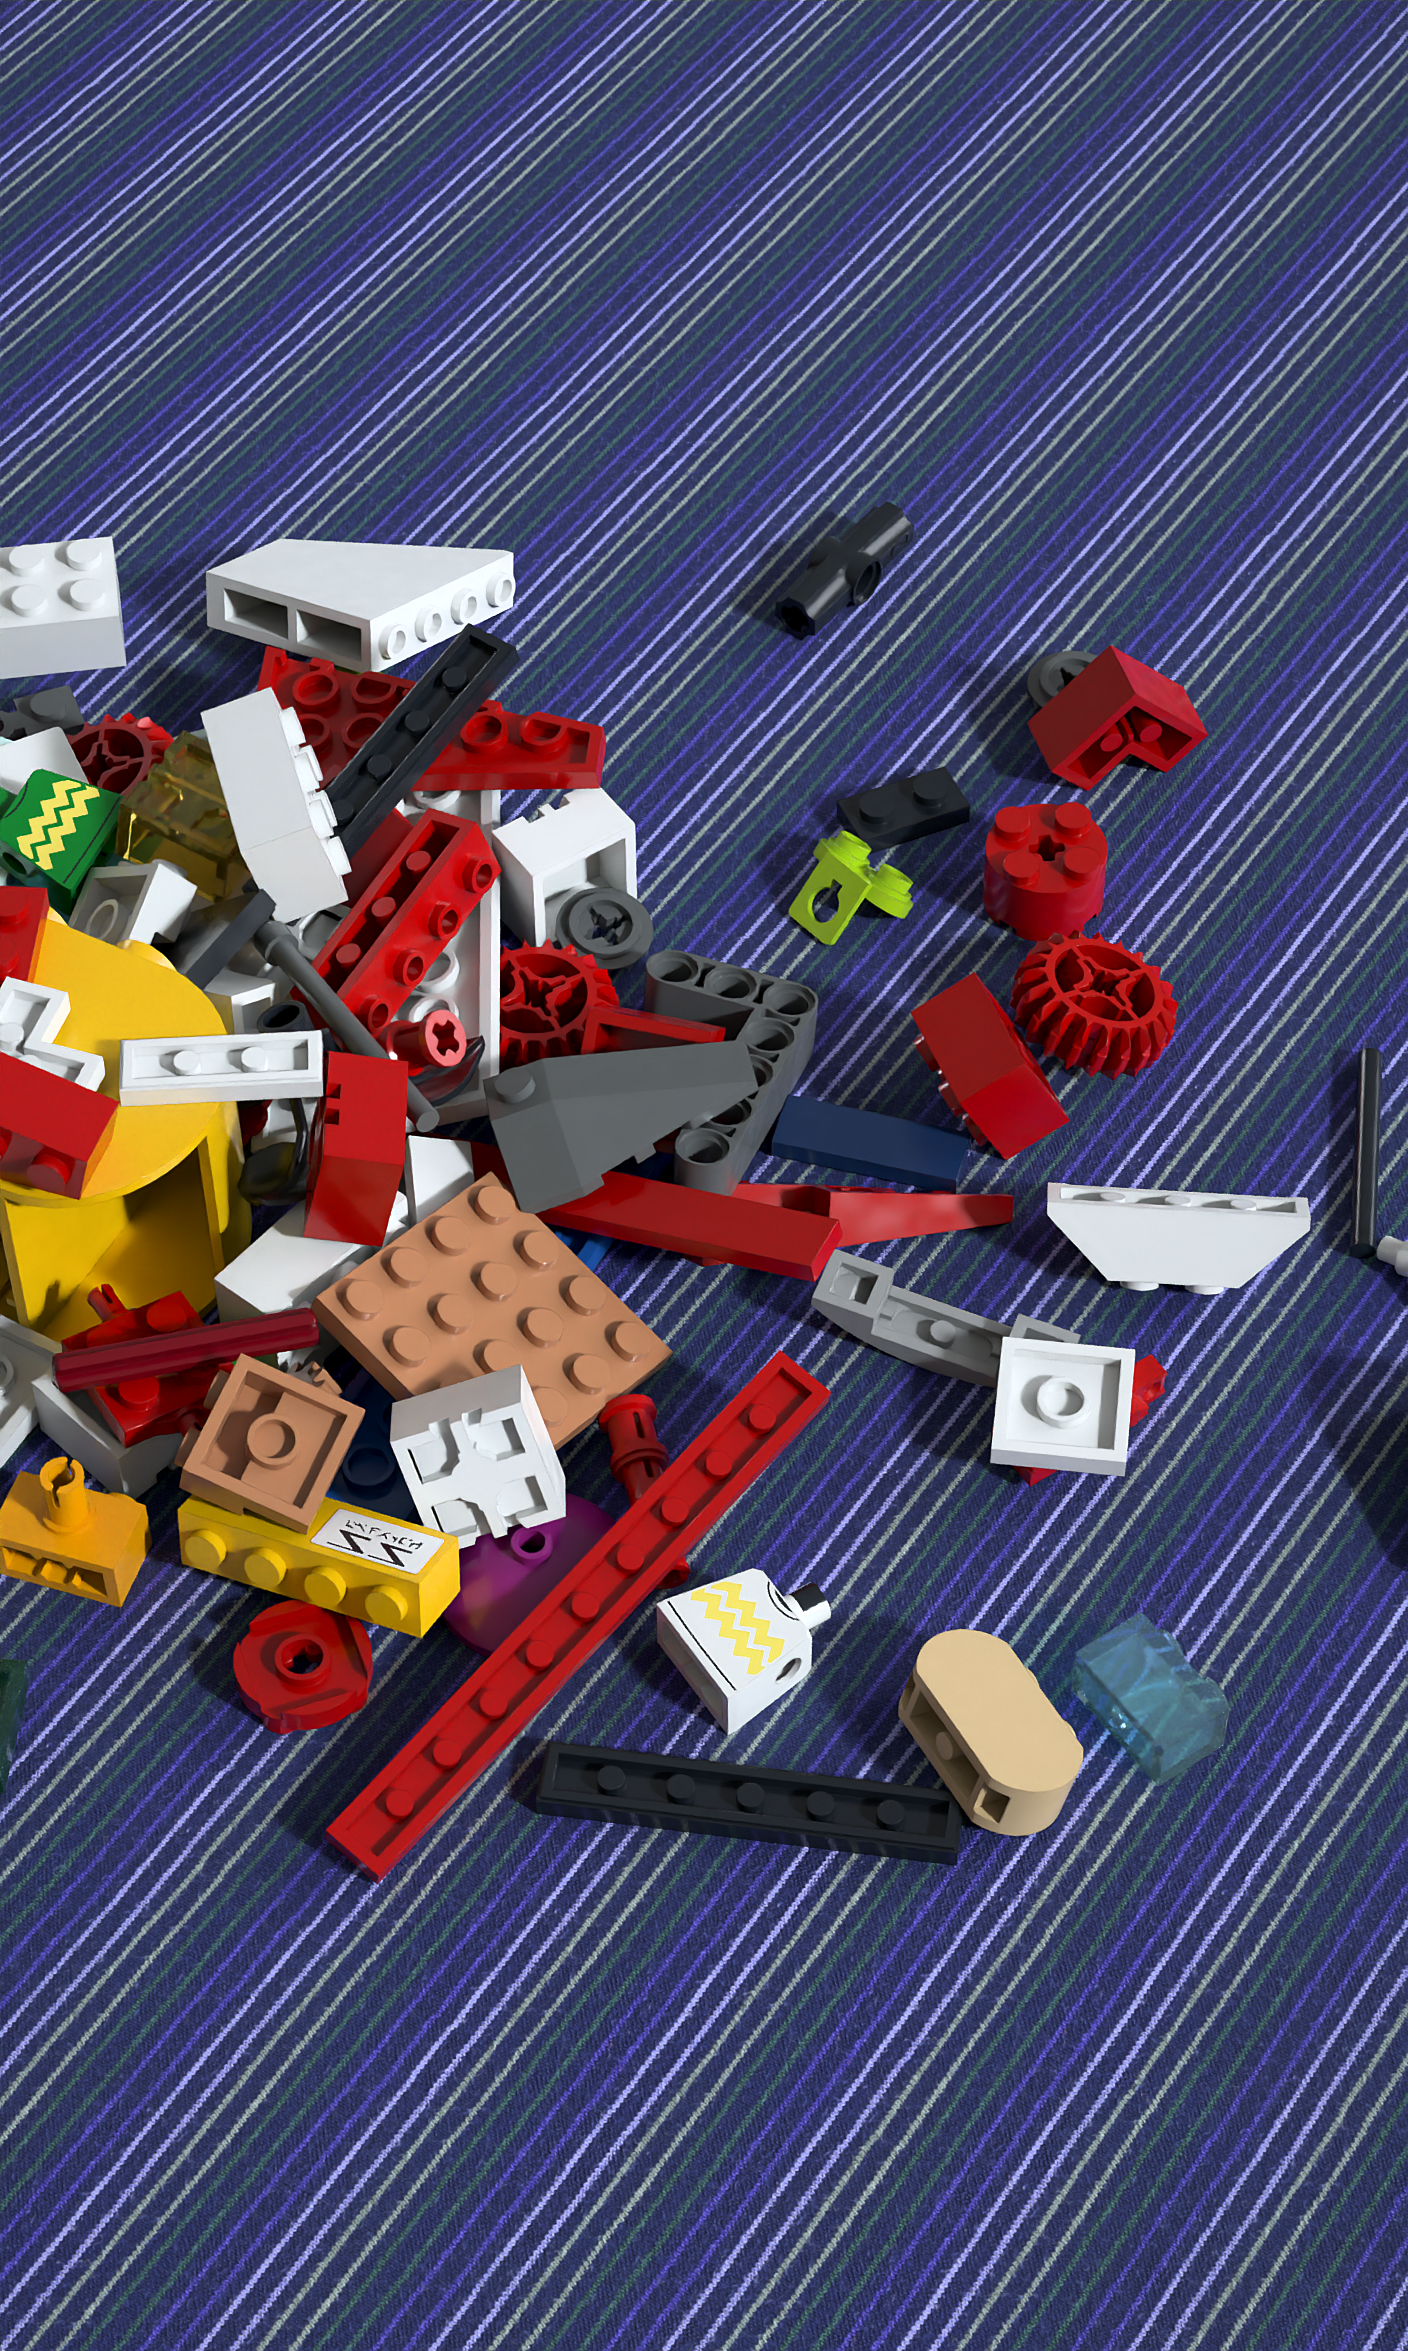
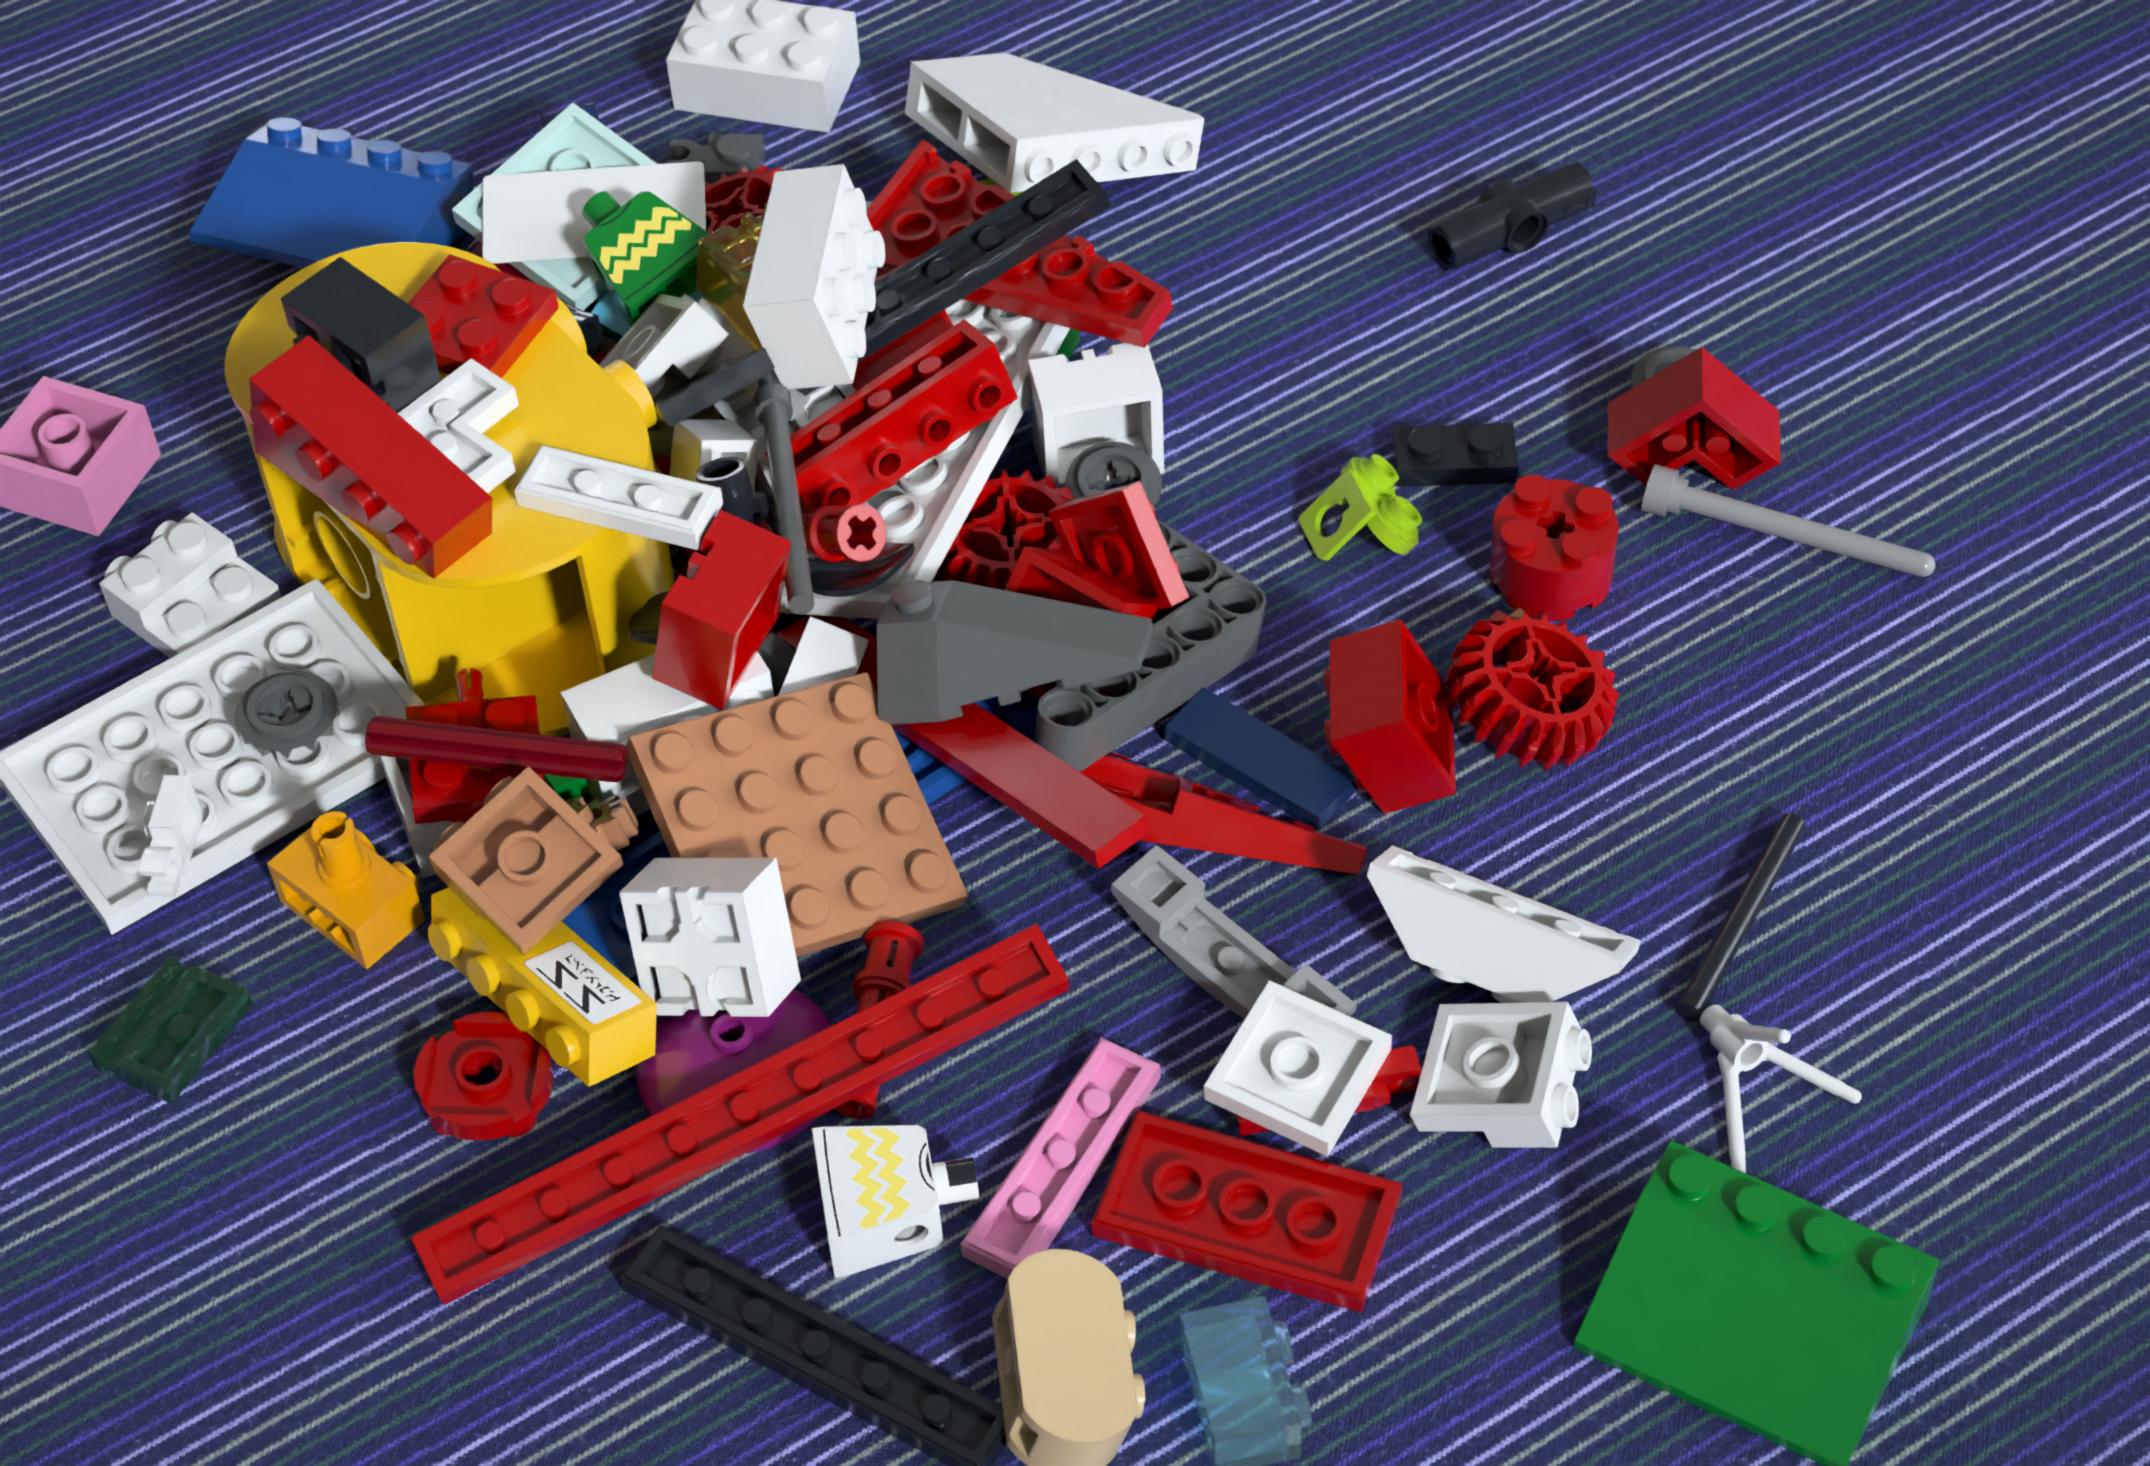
camera: 25 degrees right, 0 degrees up
(665, 975) = (1122, 540): none -> red plate
(881, 1562) = (1061, 1158): none -> bright pink tile
(1069, 1549) = (1247, 1210): none -> red tile
(1120, 791) = (1671, 493): none -> light grey piece
(1237, 1353) = (1503, 1072): none -> white plate

